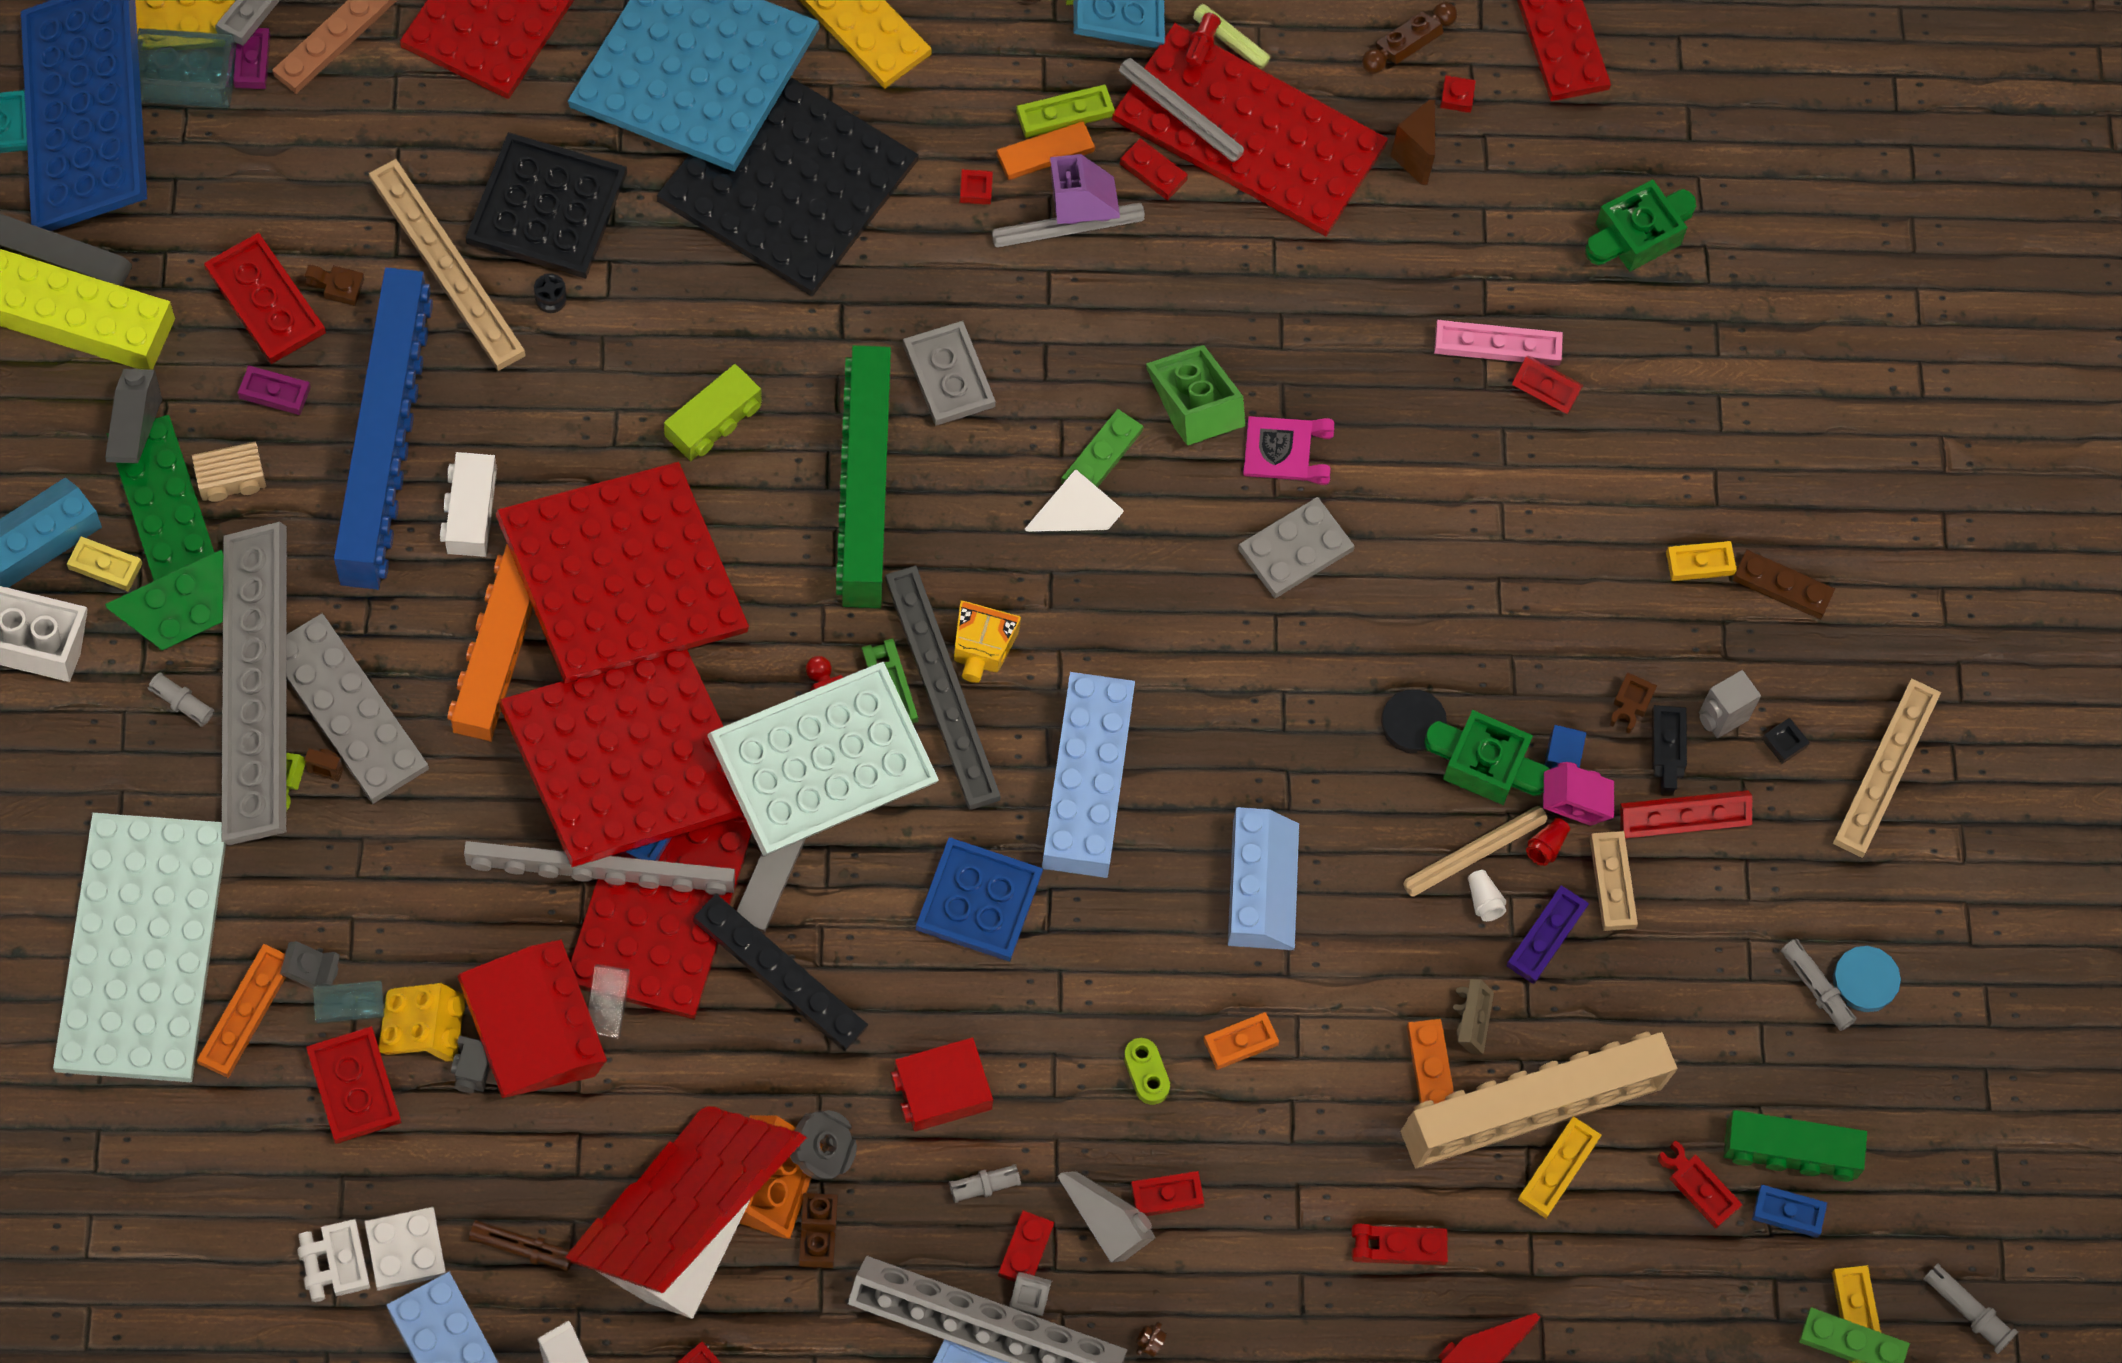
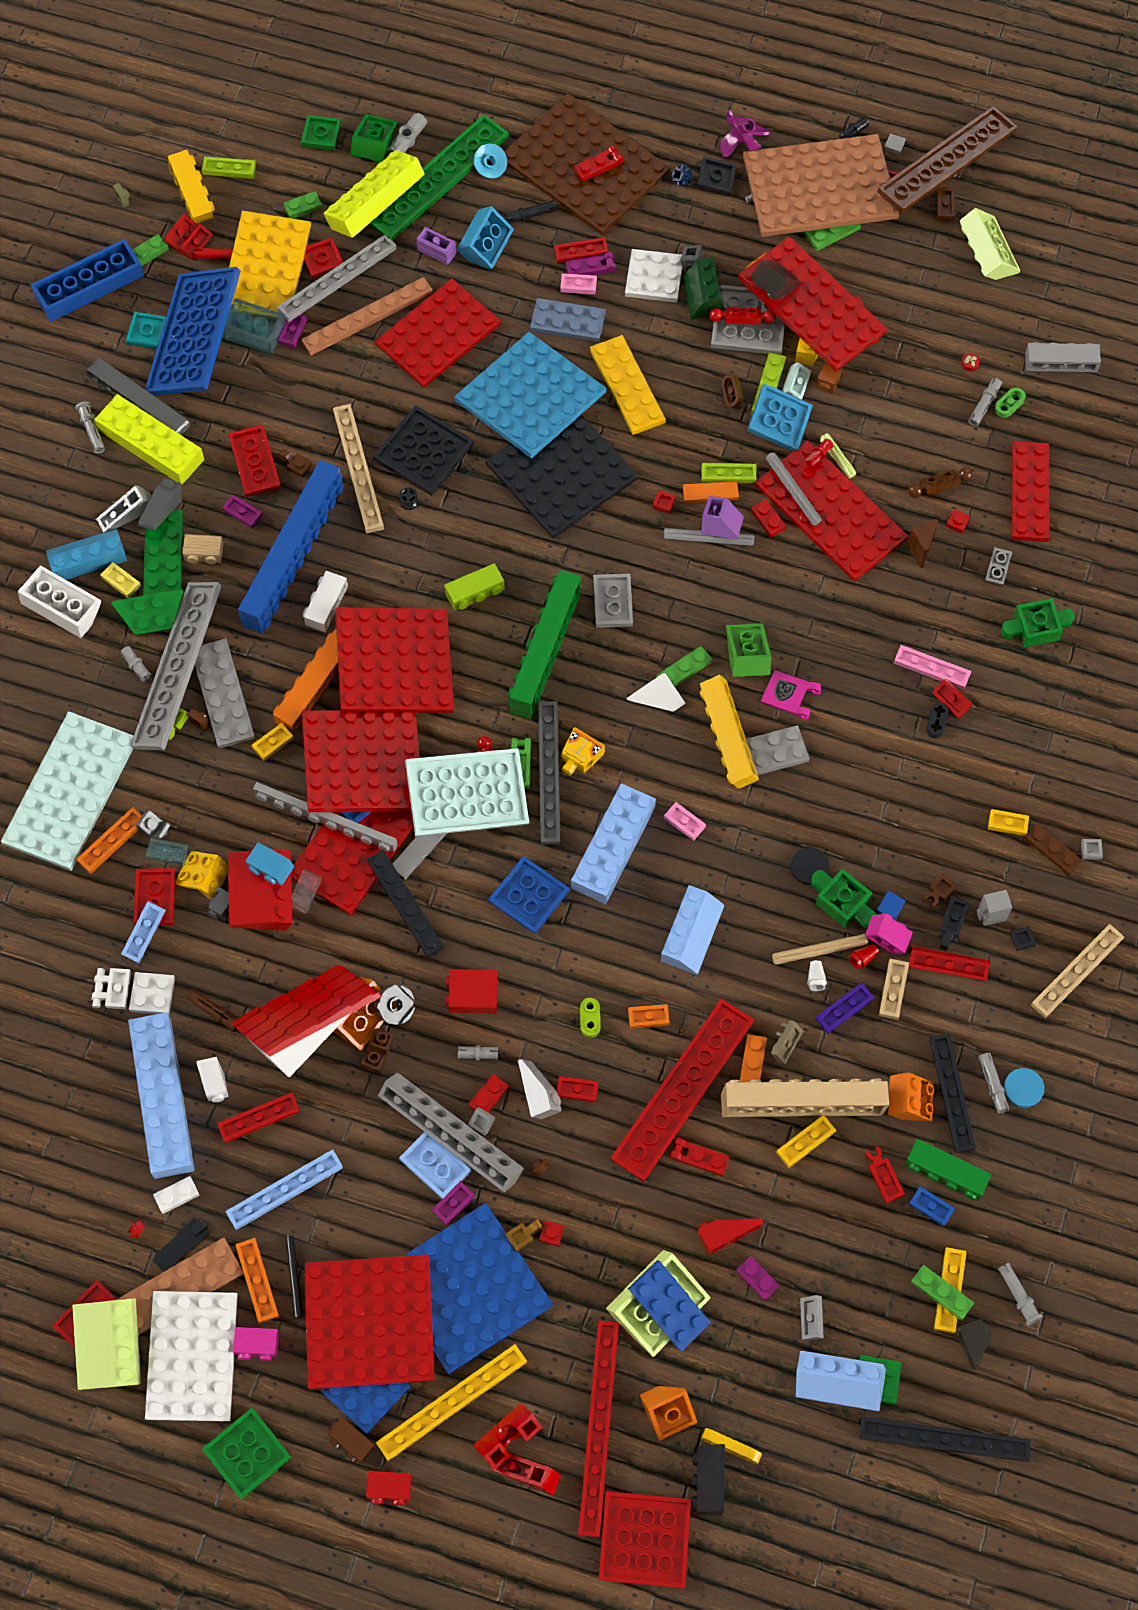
camera: 25 degrees right, 0 degrees up
(71, 440) = (125, 509): none -> light grey slope
(358, 1149) = (143, 931): none -> light blue plate
(463, 766) = (272, 741): none -> yellow plate
(539, 973) = (269, 864): none -> dark azure brick
(1190, 705) = (684, 821): none -> bright pink plate
(1212, 537) = (728, 731): none -> yellow brick
(1336, 1145) = (682, 1090): none -> red plate
(1541, 426) = (933, 719): none -> black beam
(1546, 150) = (998, 566): none -> light grey slope
(1701, 1047) = (910, 1097): none -> orange slope
(1760, 1020) = (952, 1093): none -> black plate
(1842, 566) = (1091, 849): none -> light grey tile

